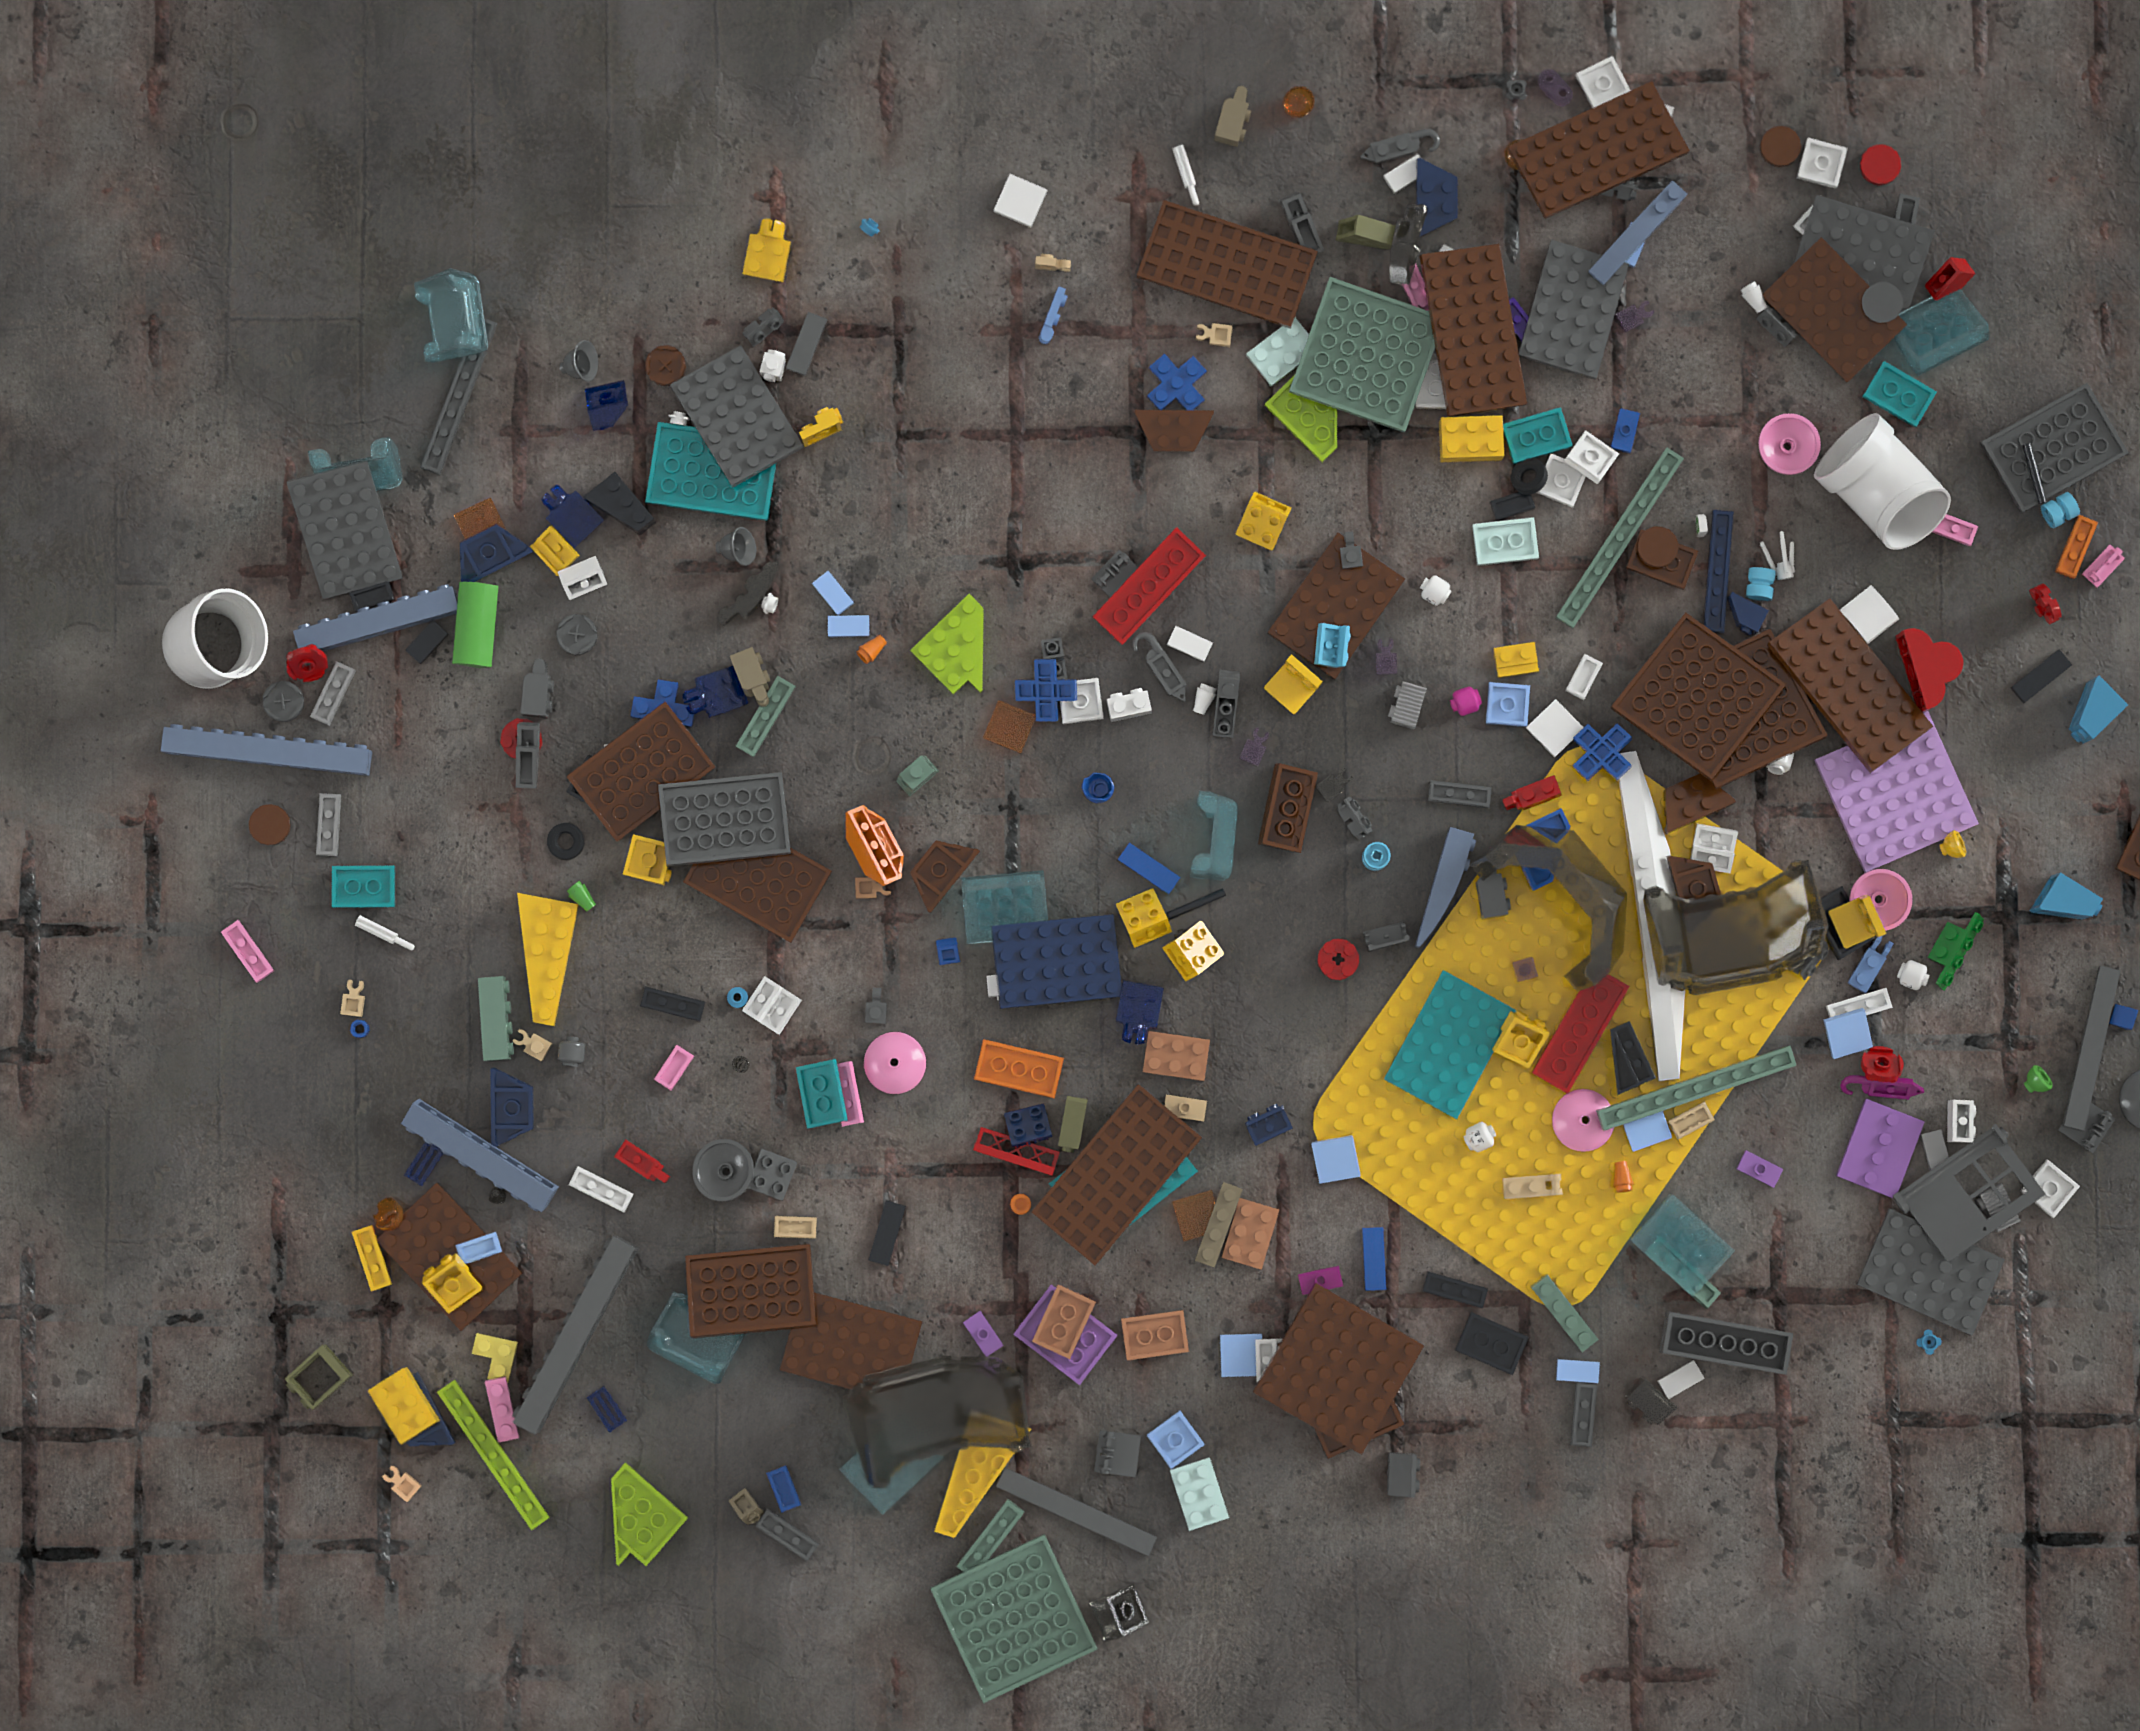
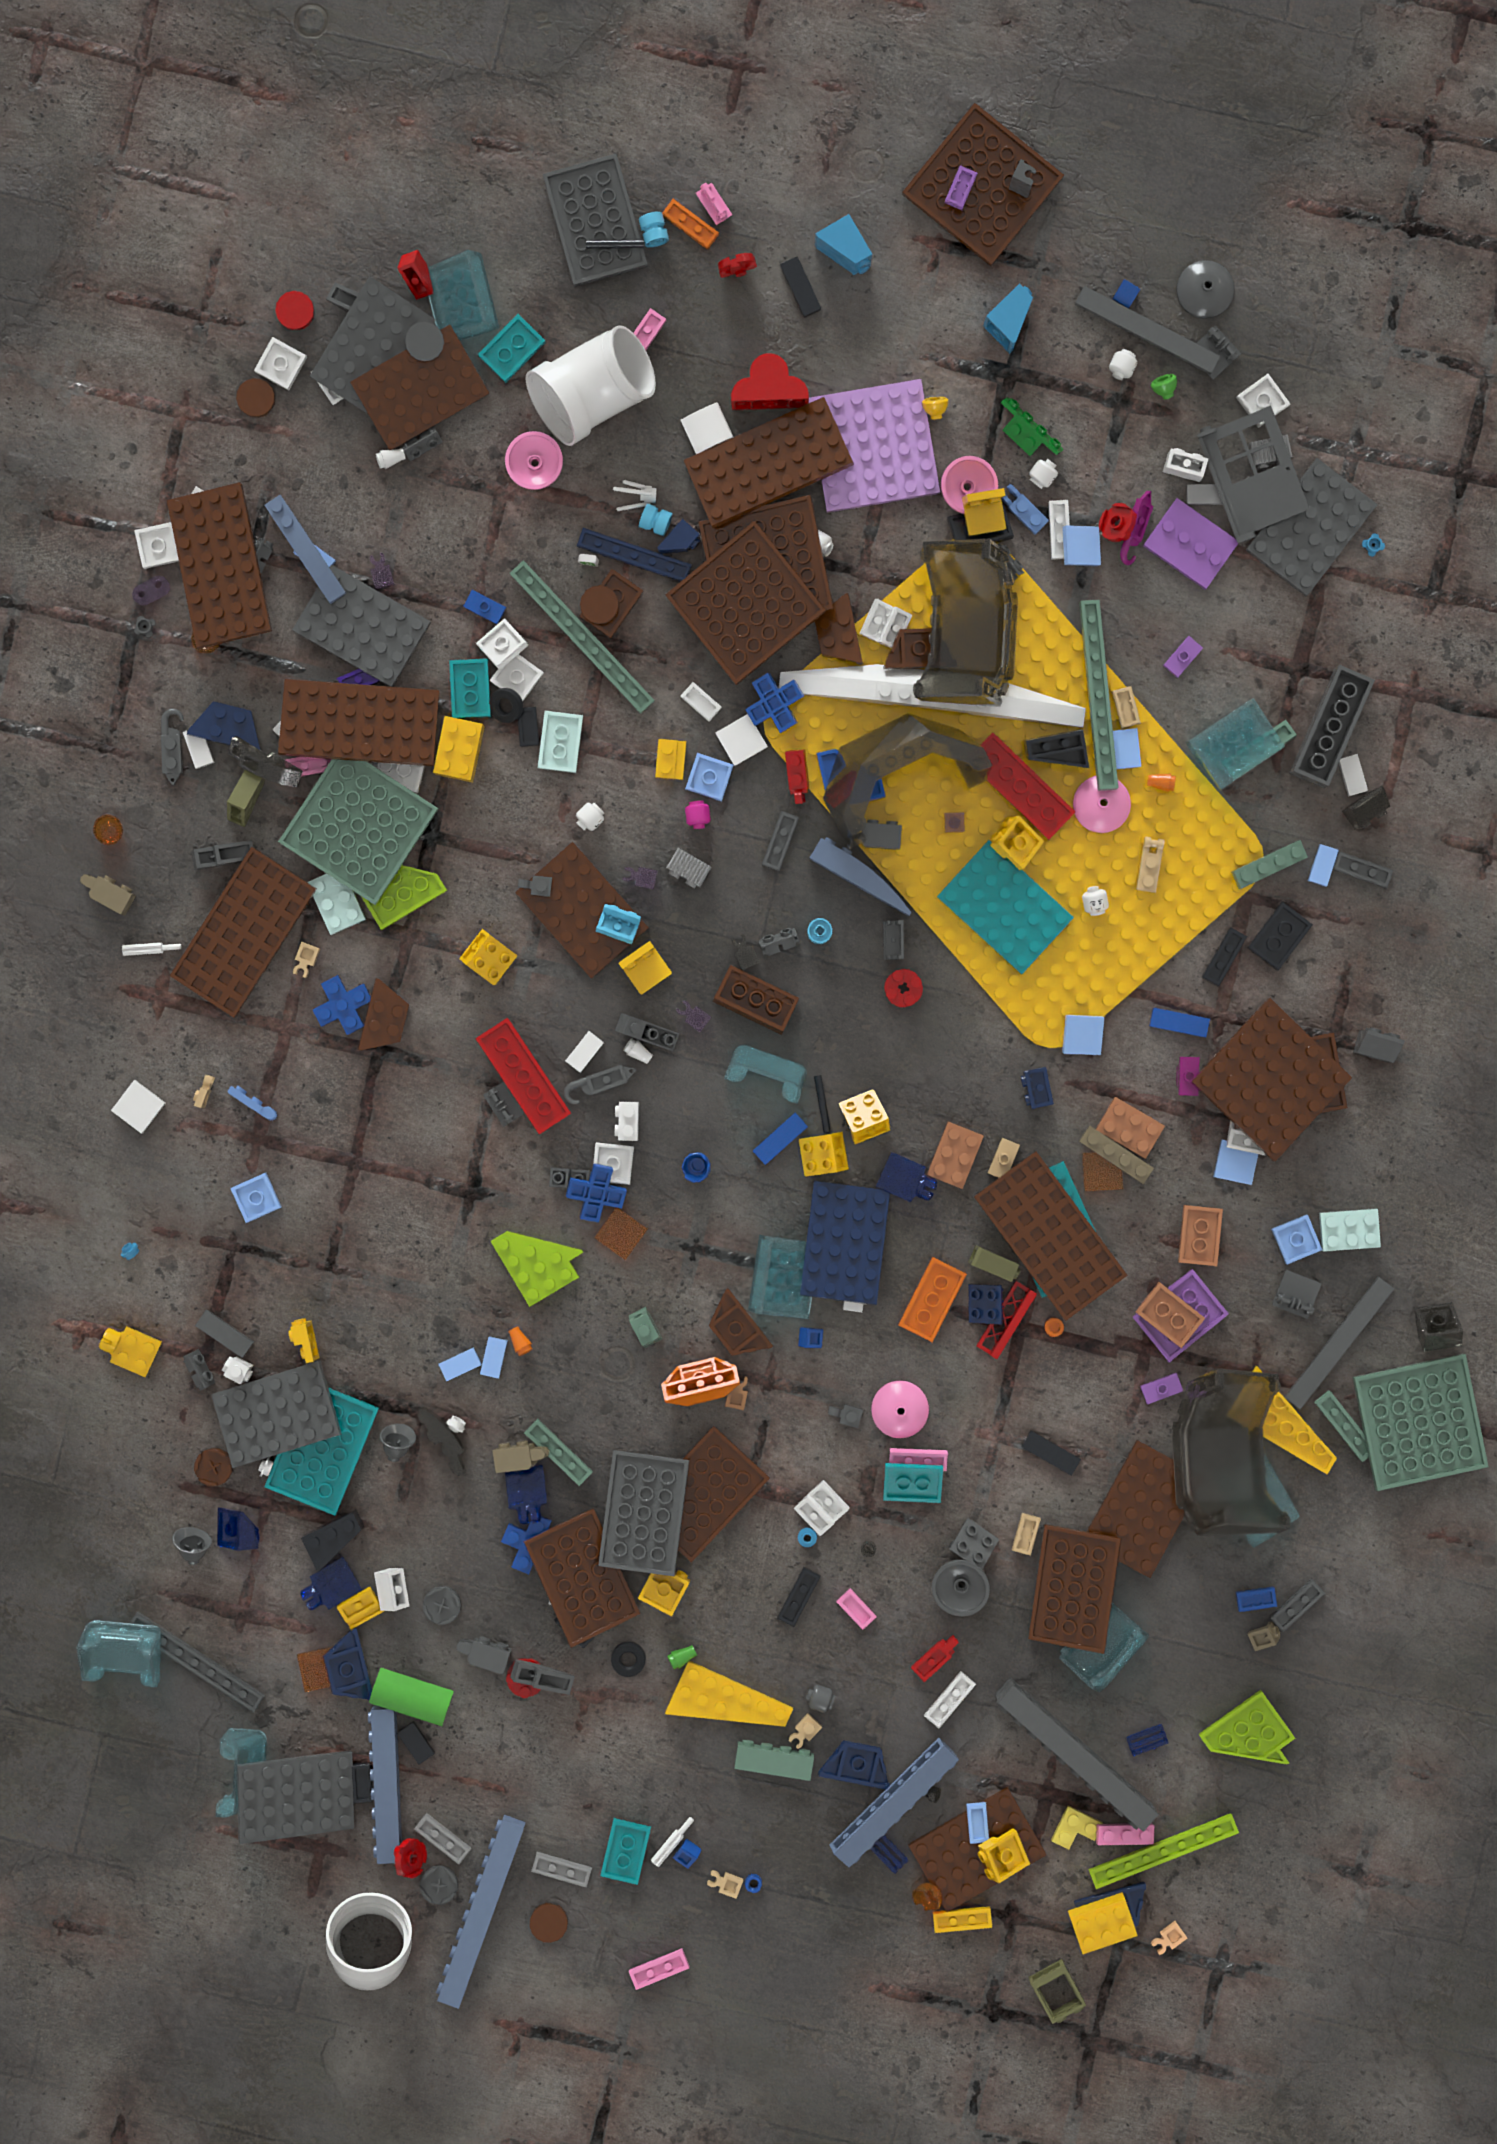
camera: 75 degrees left, 5 degrees up
(374, 952) = (687, 1853): none -> blue slope
(955, 342) = (256, 1197): none -> light blue tile
(2048, 1031) = (1123, 364): none -> white head

